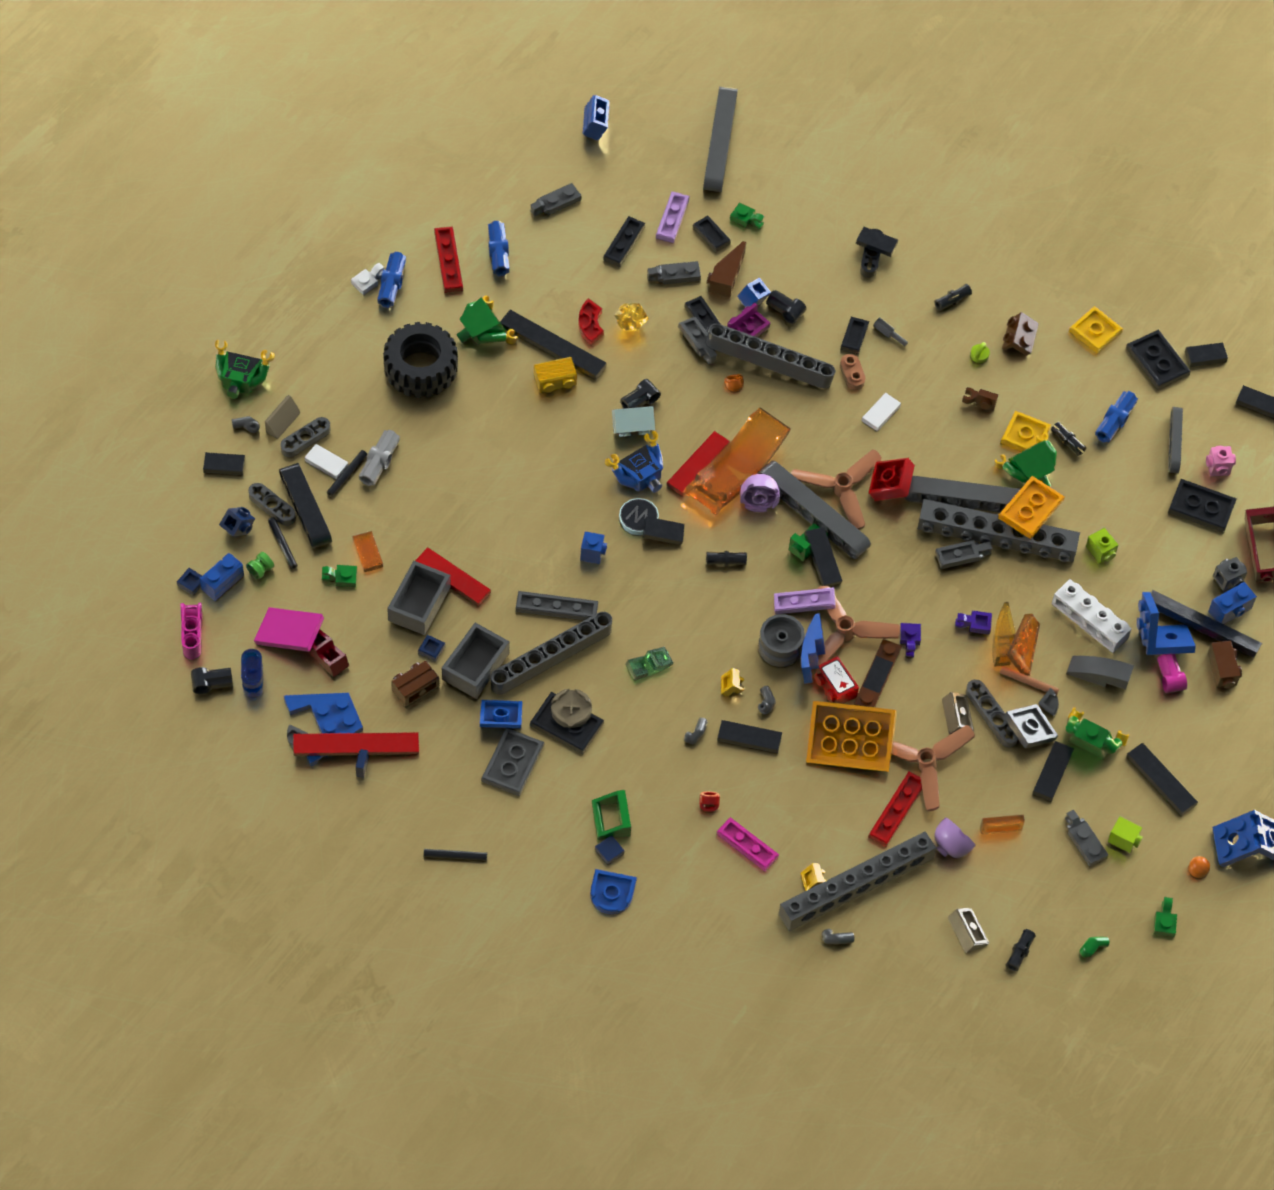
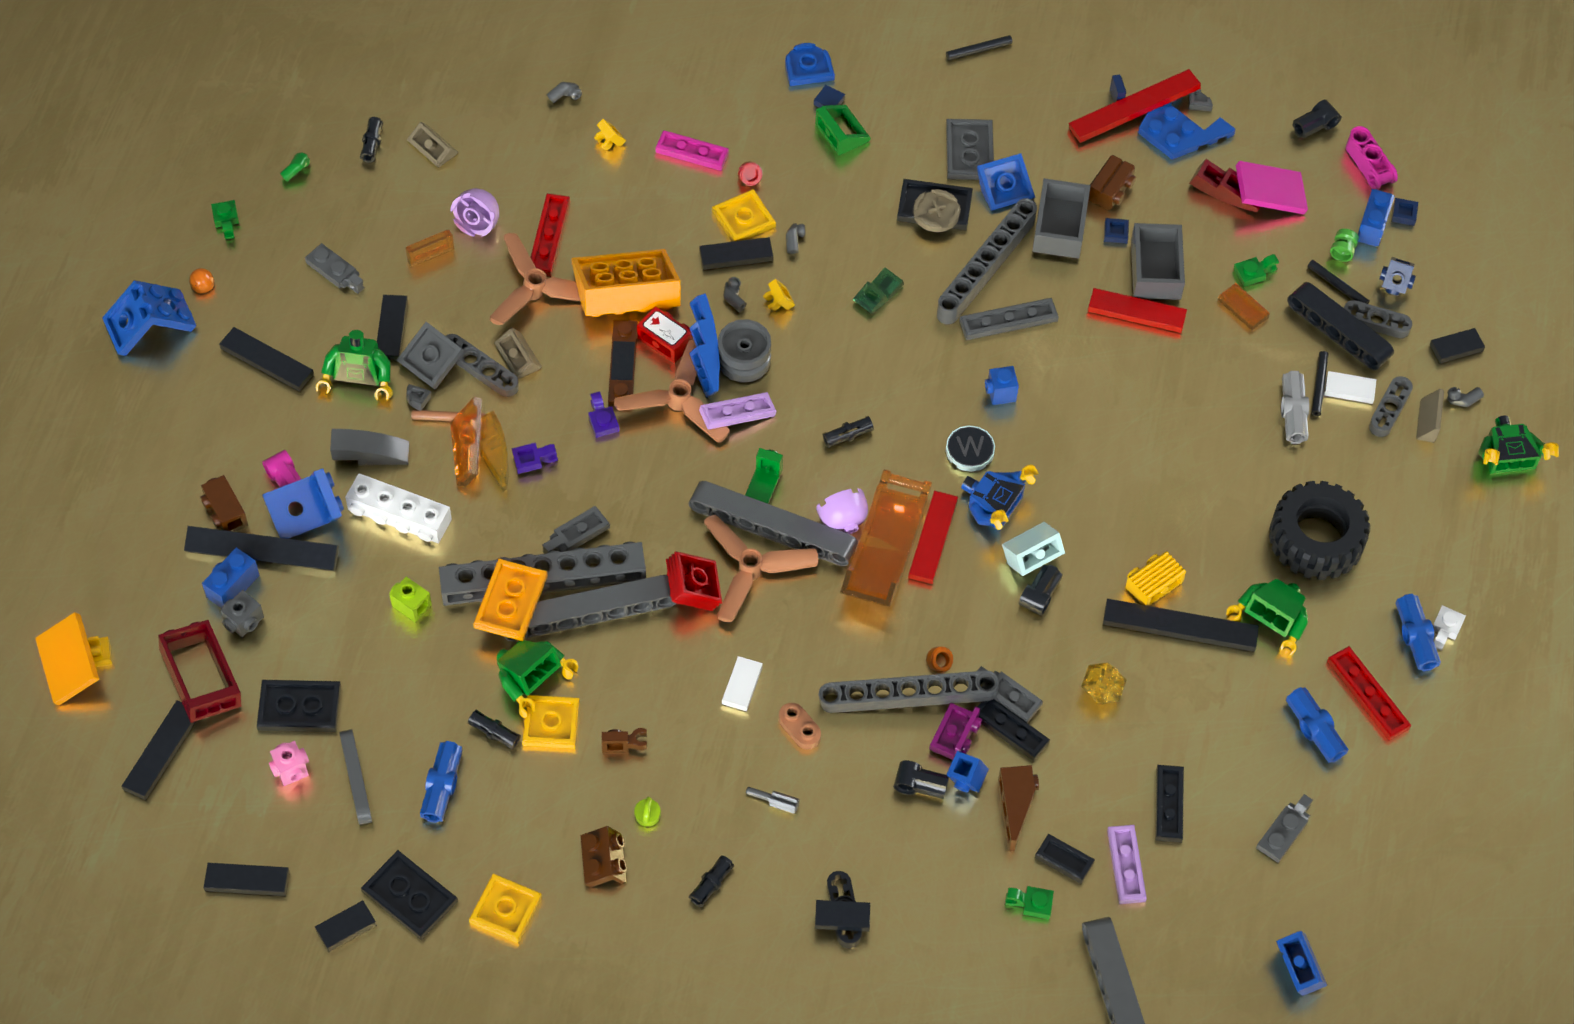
camera: 160 degrees right, 0 degrees up
(252, 672) = (1280, 131): clear blue brick -> none
(588, 322) = (1154, 673): red tile -> none
(663, 530) = (933, 436): black tile -> none
(675, 273) = (1082, 781): dark grey hinge -> none
(729, 767) = (744, 216): none -> yellow tile
(823, 557) = (738, 468): black tile -> none
(854, 335) = (817, 779): black tile -> none
(857, 881) = (562, 143): dark grey brick -> none
(1125, 835) = (291, 275): lime brick -> none

